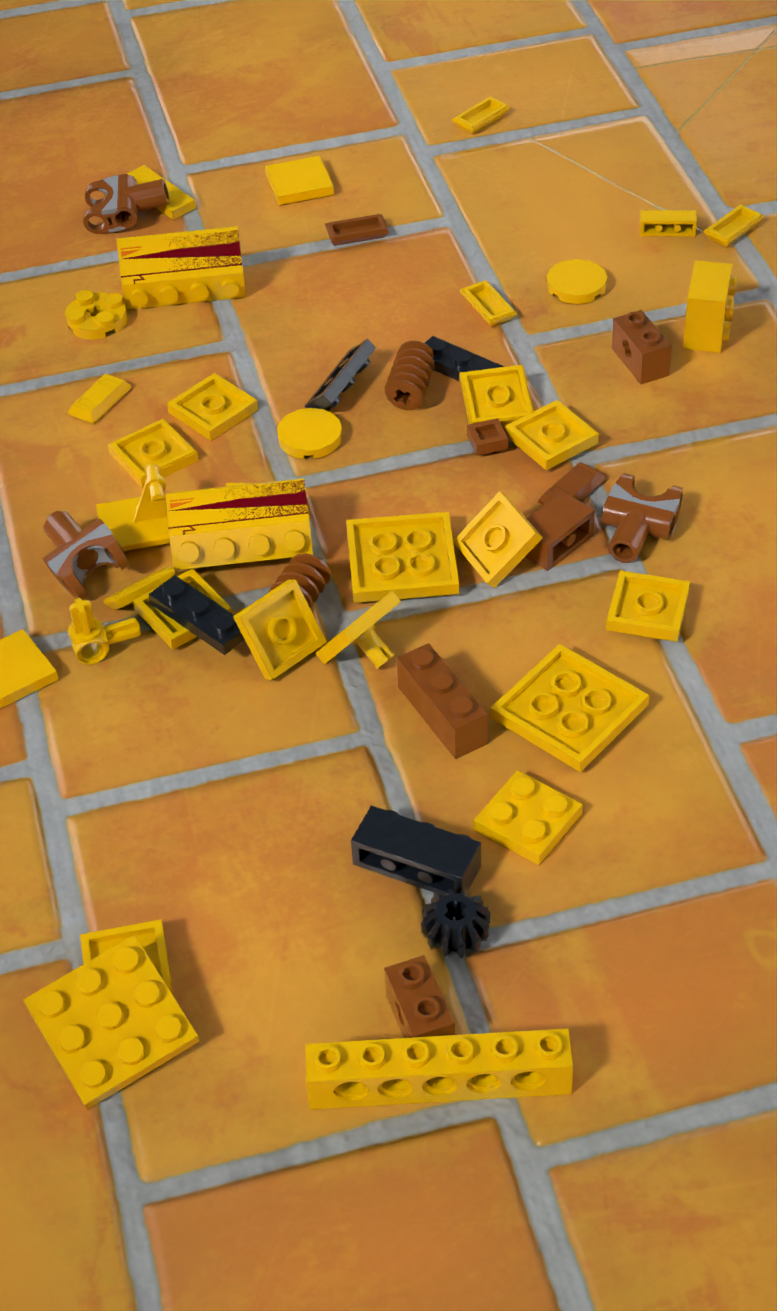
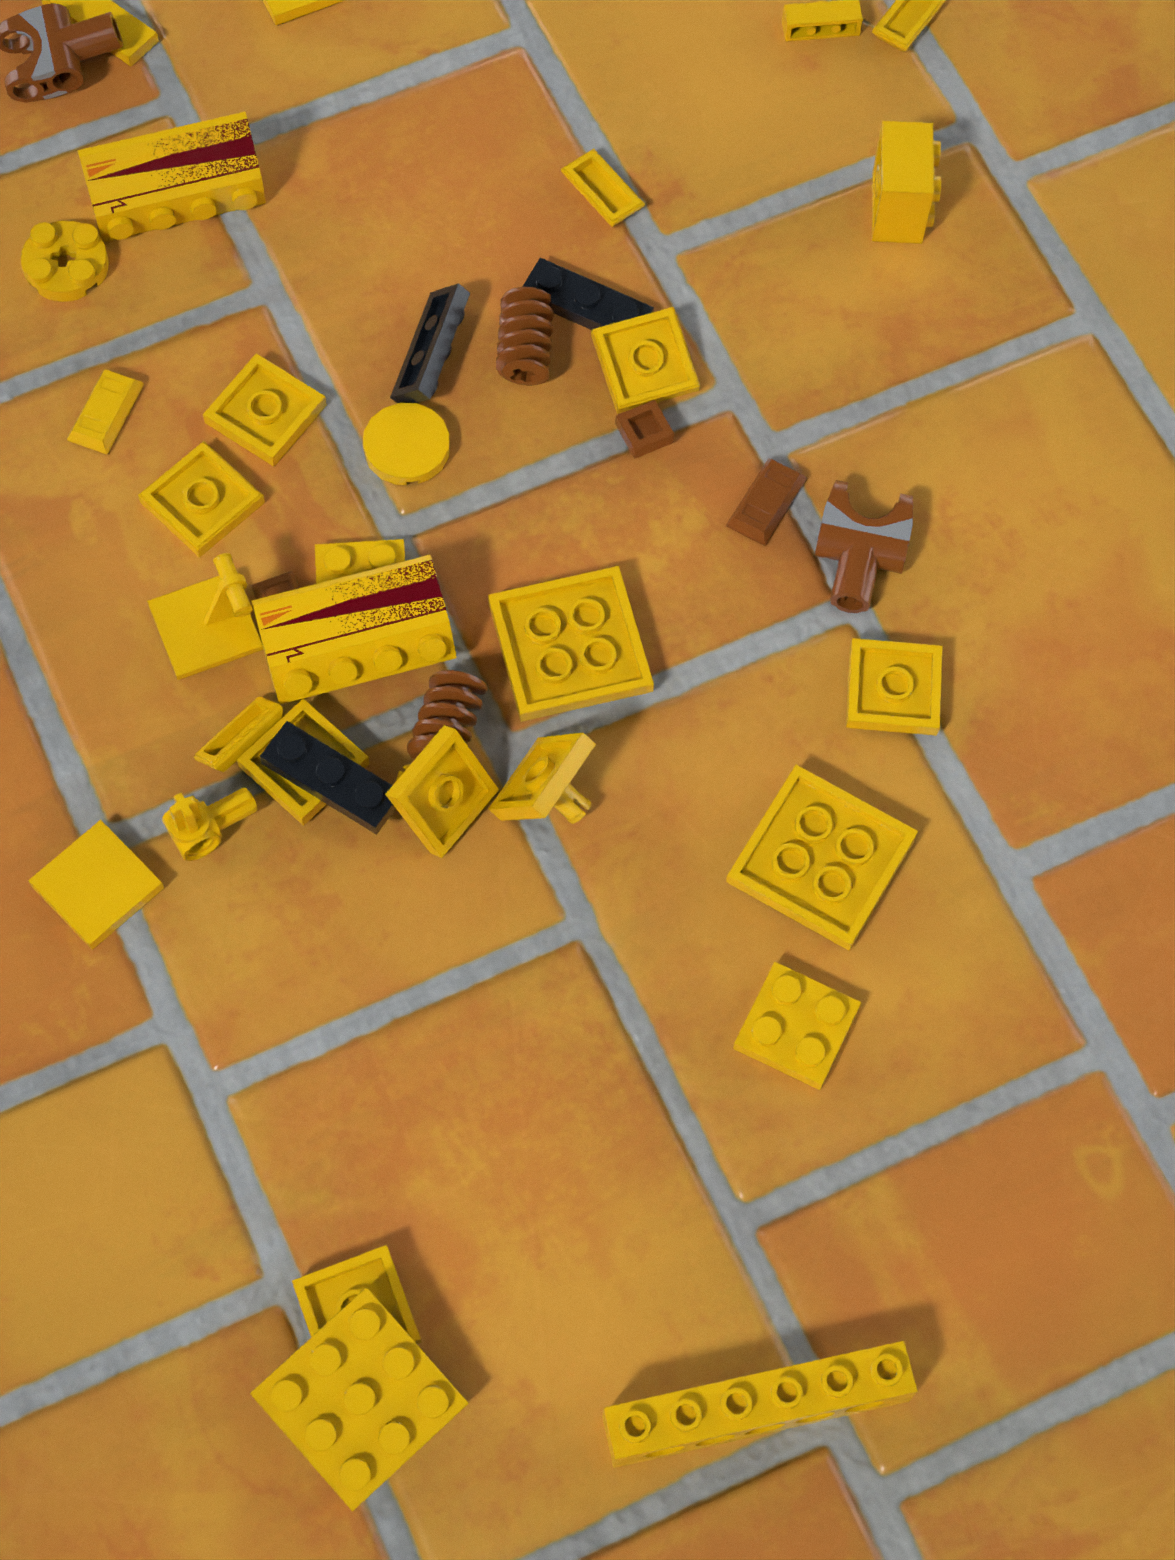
camera: 15 degrees left, 20 degrees up
(80, 551) = (147, 686): dark orange connector -> none
(357, 229) = (397, 66): dark orange tile -> none
(415, 852) = (675, 1102): black brick -> none
(417, 1000) = (721, 1325): dark orange brick -> none
(442, 701) = (665, 871): dark orange brick -> none
(455, 922) = (760, 1201): black gear -> none
(497, 539) = (691, 609): yellow tile -> none
(551, 434) = (727, 416): yellow plate -> none
(564, 527) = (758, 579): dark orange brick -> none
(576, 281) = (715, 136): yellow tile -> none
(641, 347) = (822, 255): dark orange brick -> none

